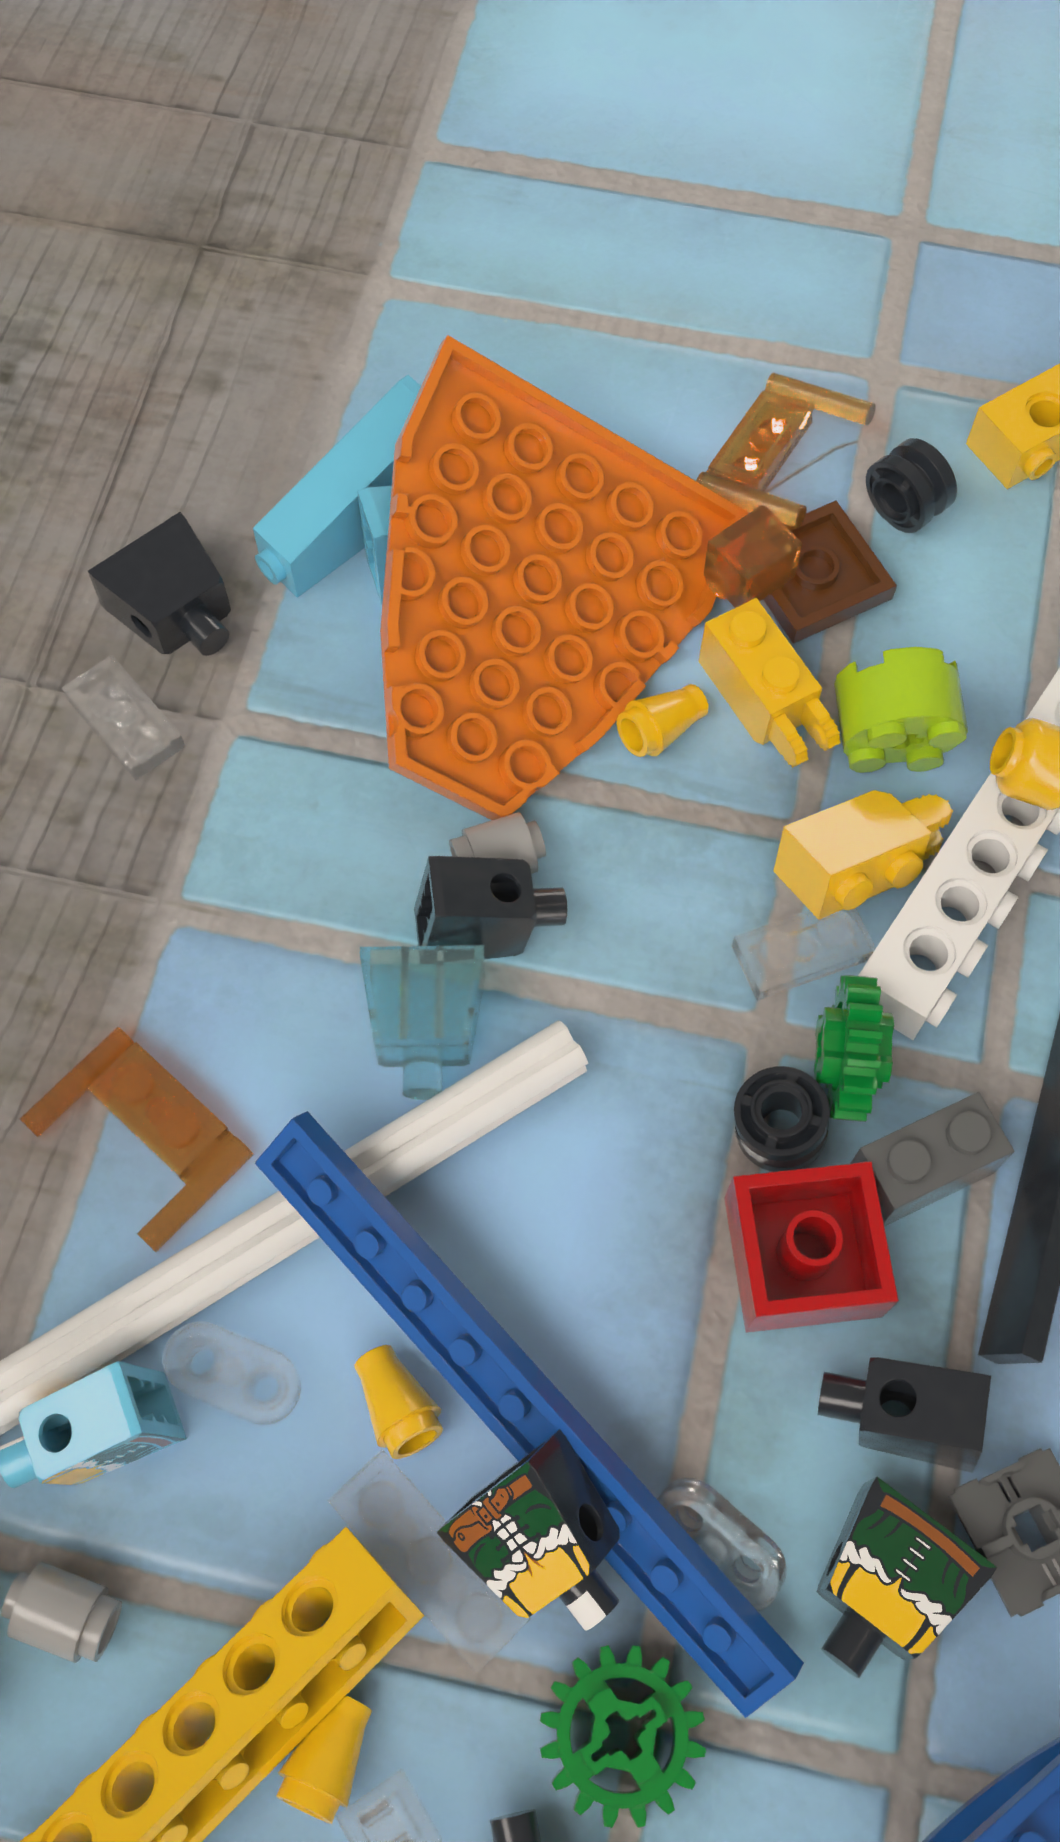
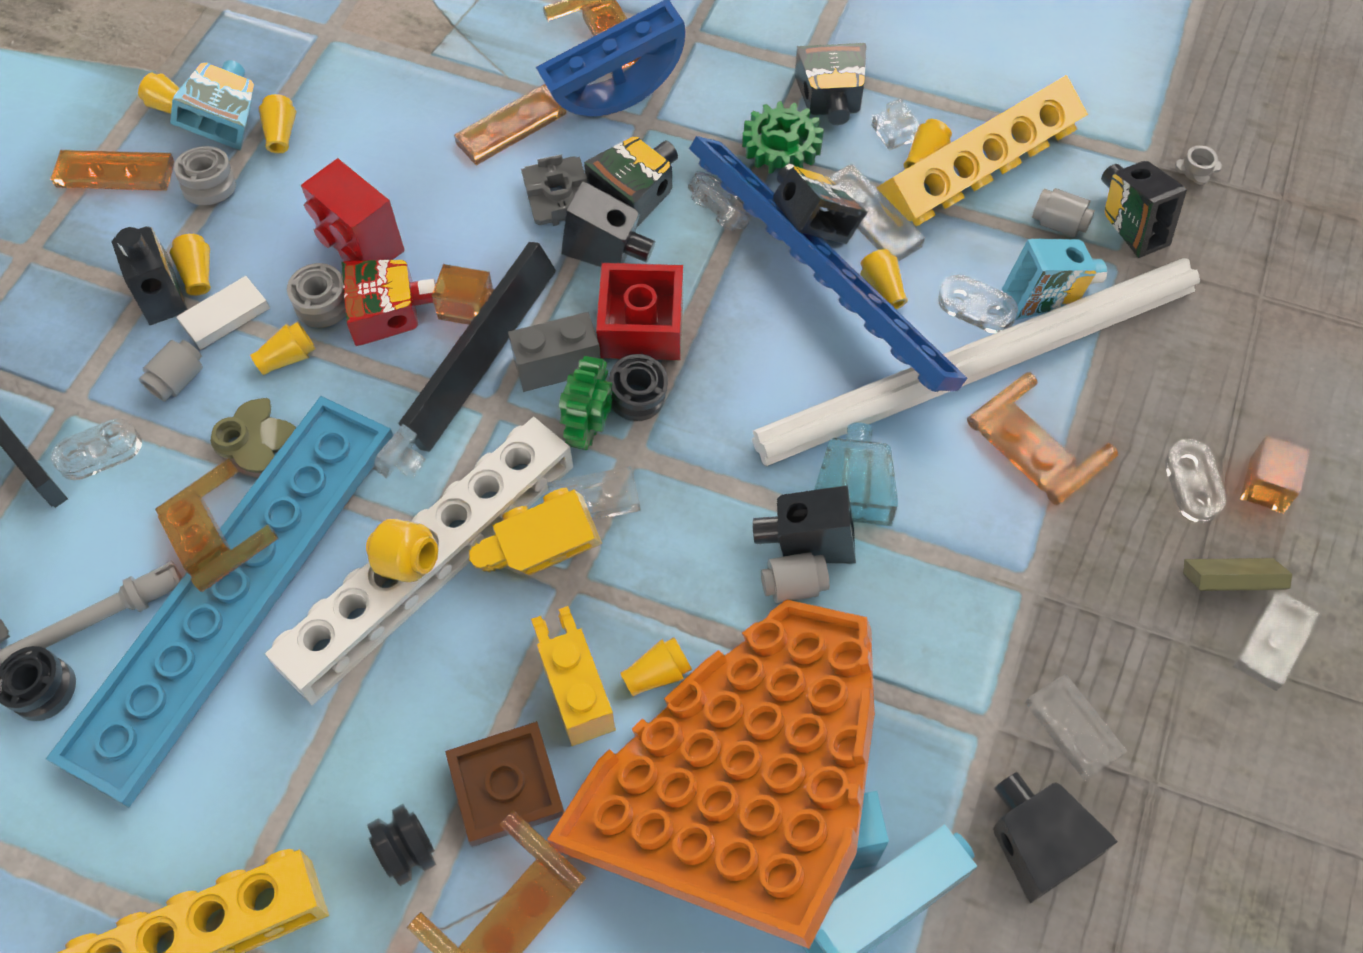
camera: 170 degrees left, 5 degrees down
(751, 558) = (562, 768): clear orange brick -> none
(900, 710) = (480, 628): lime brick -> none

